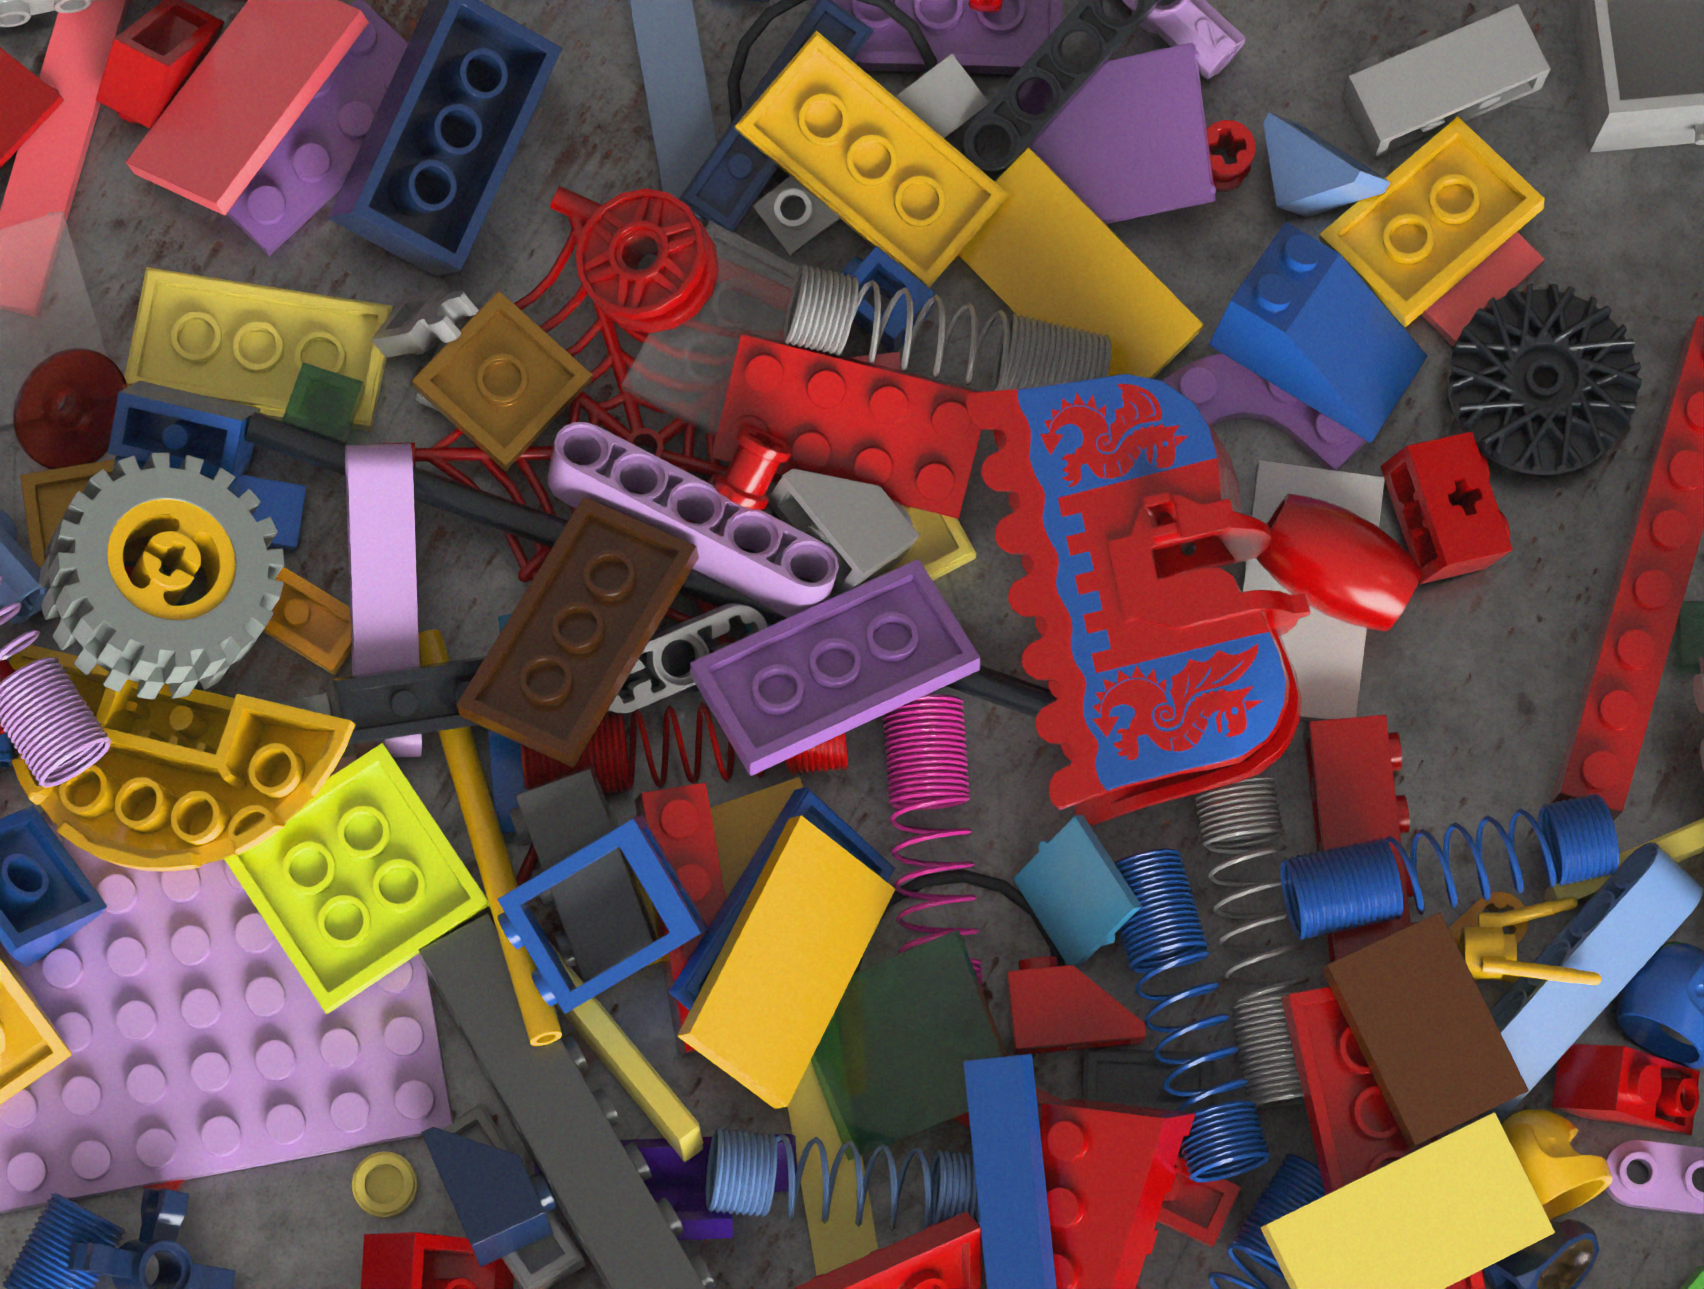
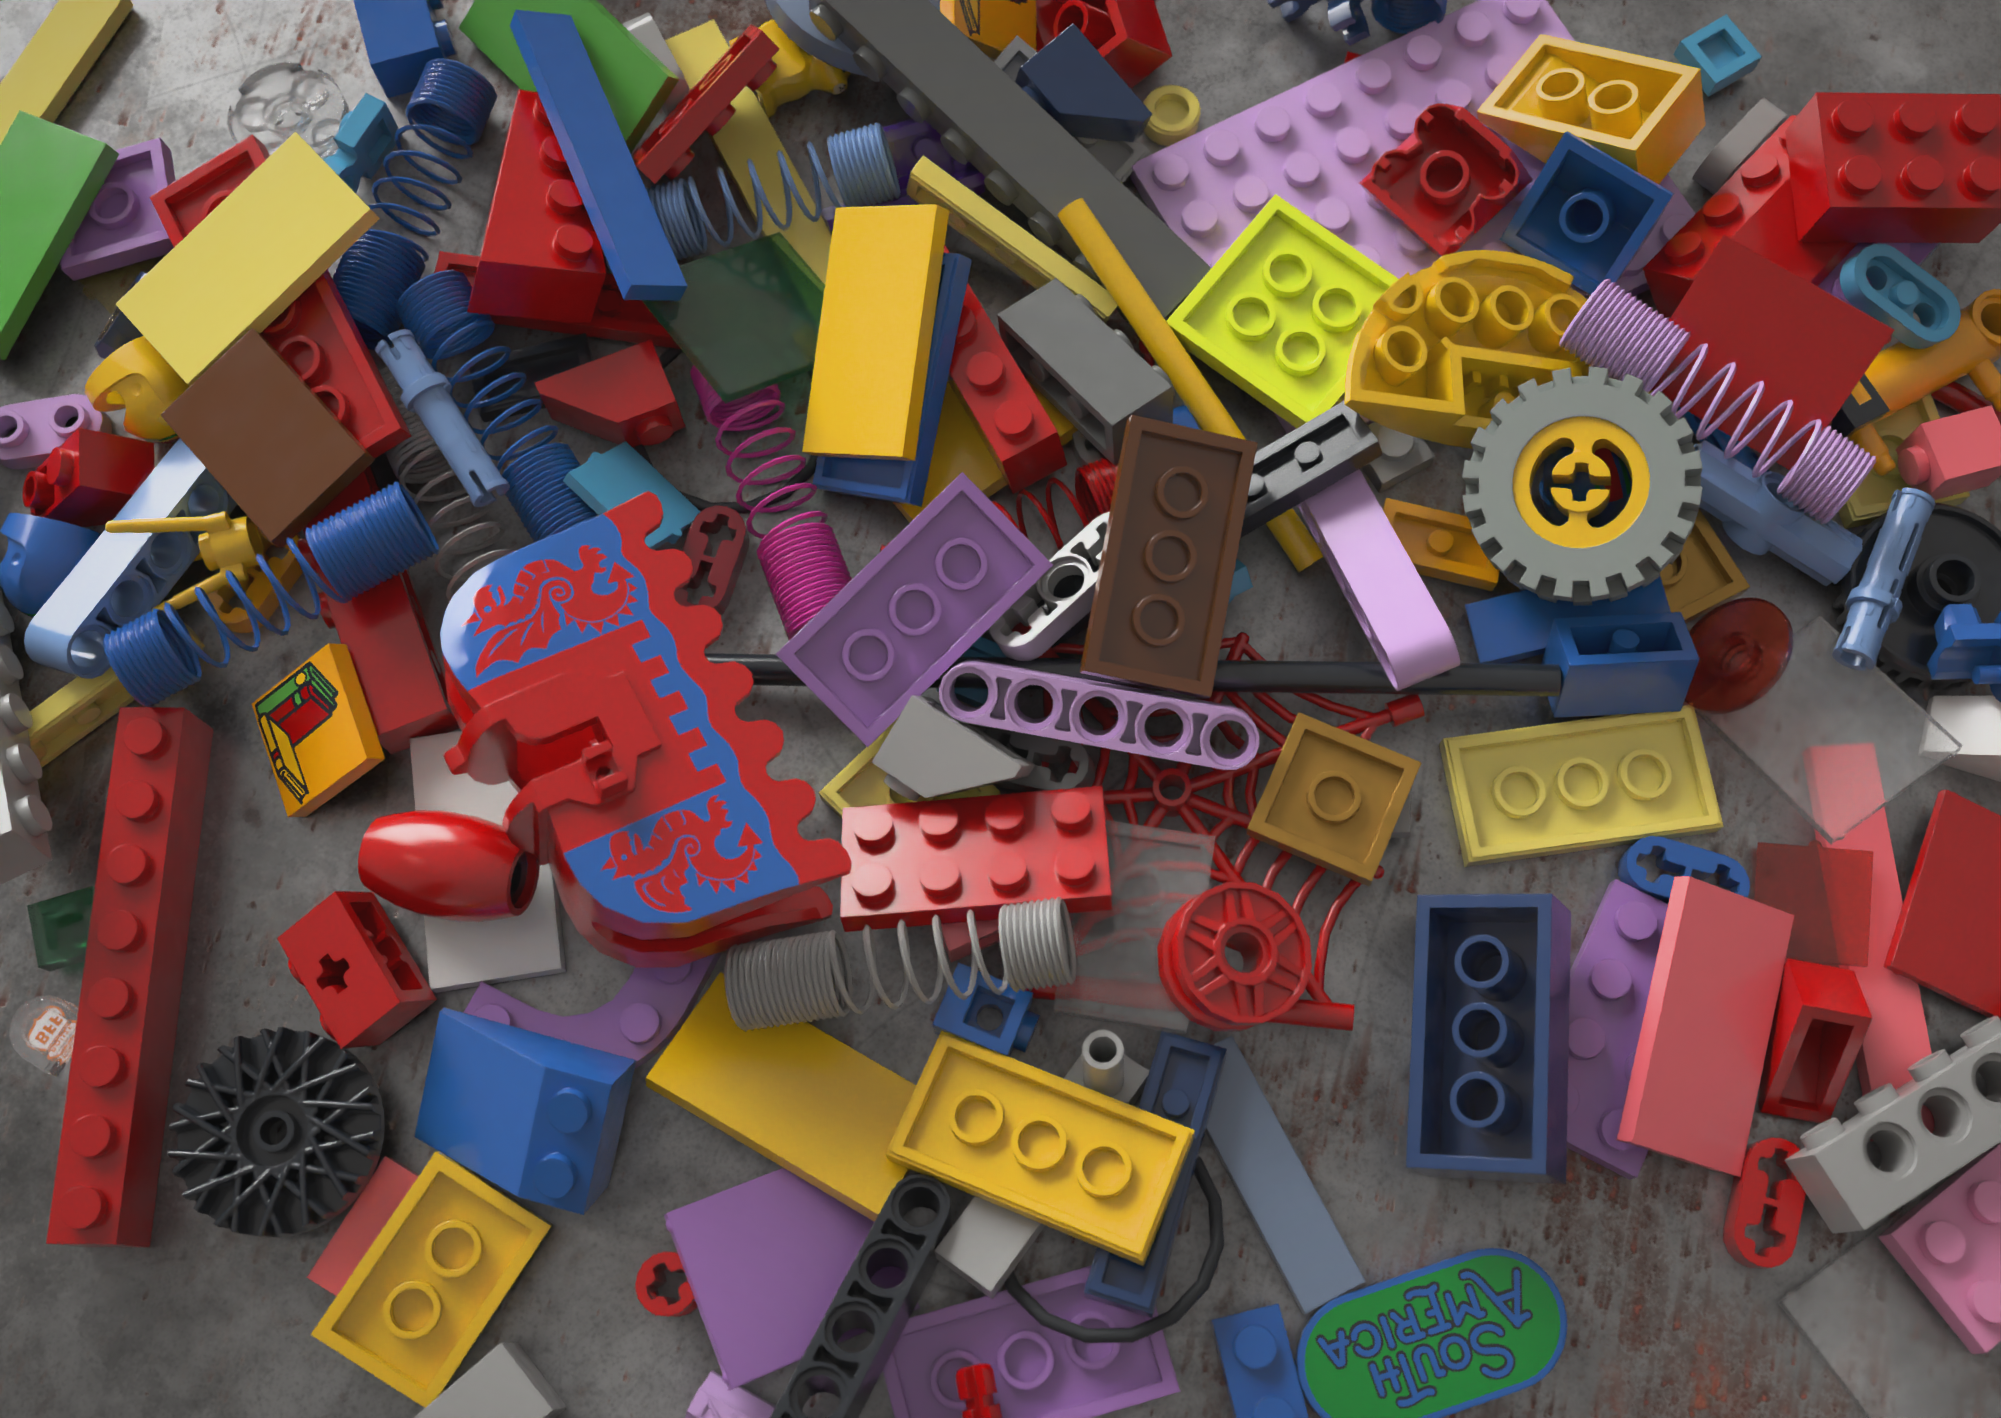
camera: 165 degrees right, 5 degrees down
(91, 177) = (1826, 894): none -> clear red piece
(136, 981) = (1446, 178): none -> red slope
(194, 247) = (1682, 860): none -> blue beam
(324, 402) = (1496, 731): clear green plate -> none
(422, 322) = (1434, 840): light grey plate -> none
(658, 881) = (1024, 347): blue window -> none
(752, 468) = (1053, 779): red bush -> none
(1006, 810) = (727, 563): none -> dark red beam
(1254, 1032) = (429, 397): none -> medium blue pin
(1312, 172) = (570, 1297): medium blue slope -> none
(1440, 747) = (317, 730): none -> tile

